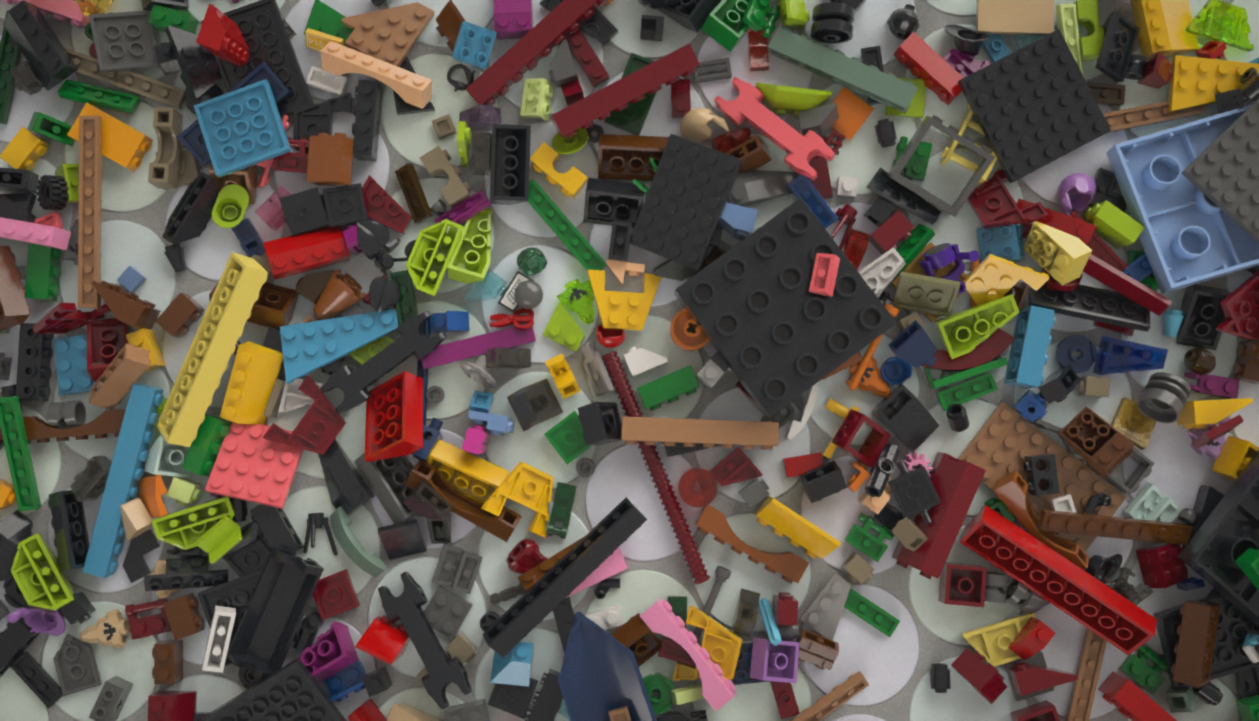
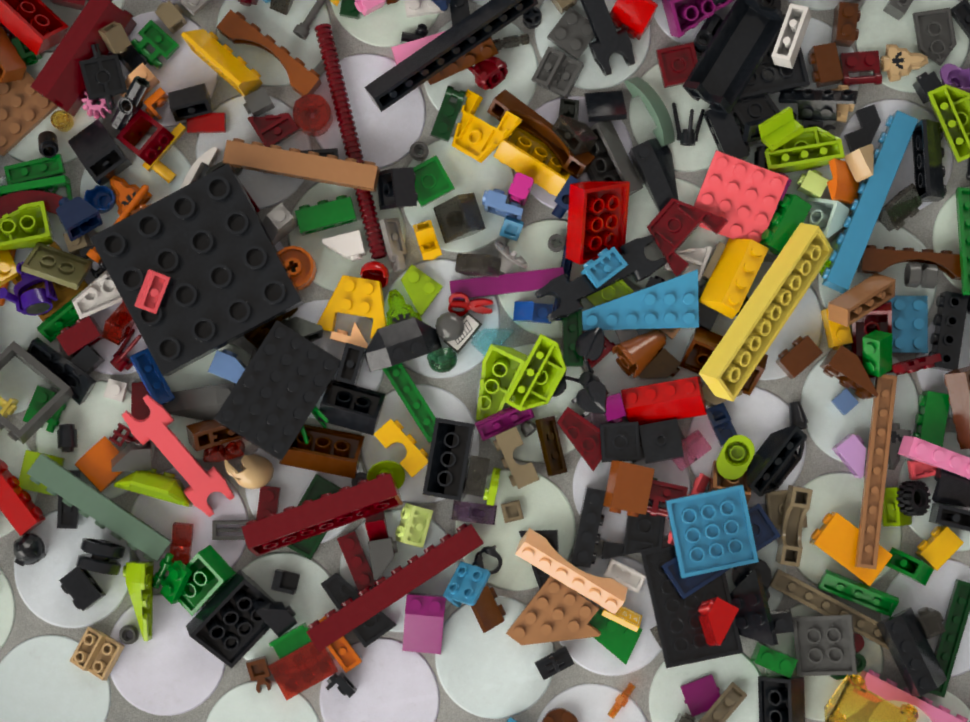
camera: 175 degrees left, 0 degrees up
(98, 326) = (877, 353): none -> green brick
(118, 228) = (852, 454): none -> lavender slope
(380, 371) = (604, 267): none -> dark azure bracket
(572, 267) = (401, 343): none -> black wedge
(952, 445) = (60, 117): none -> clear yellow wheel

